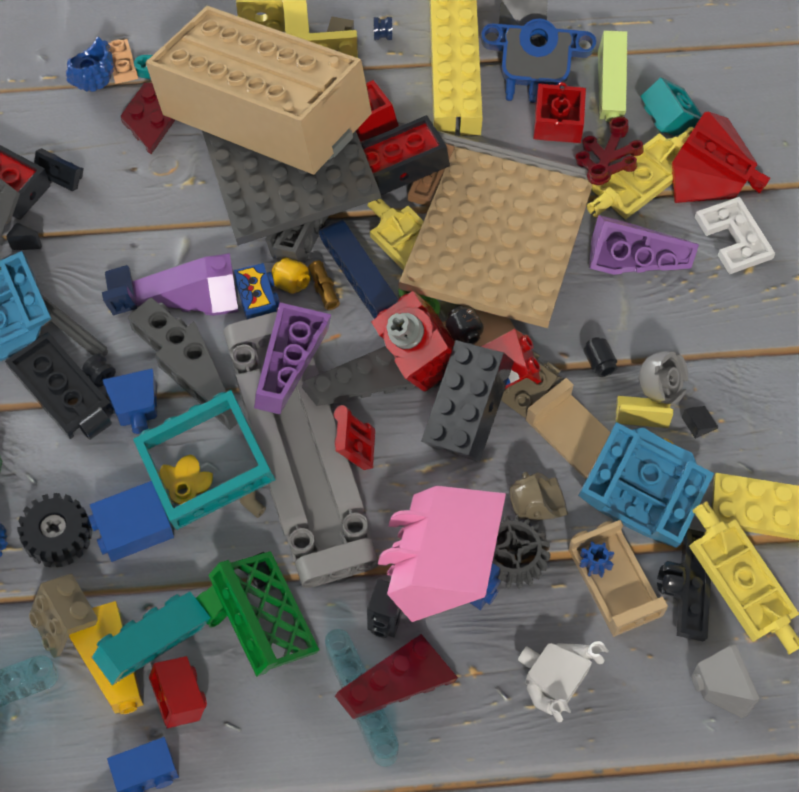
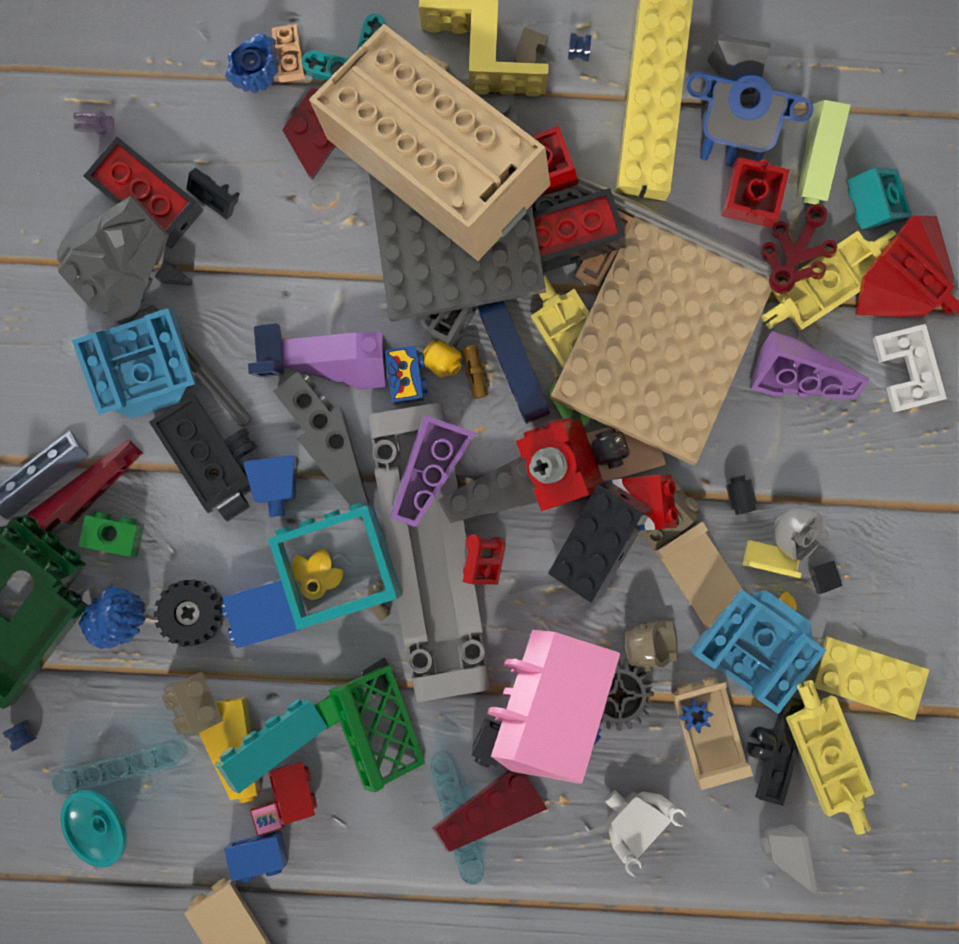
camera: 10 degrees right, 25 degrees up
(151, 728) = (265, 819): none -> tile

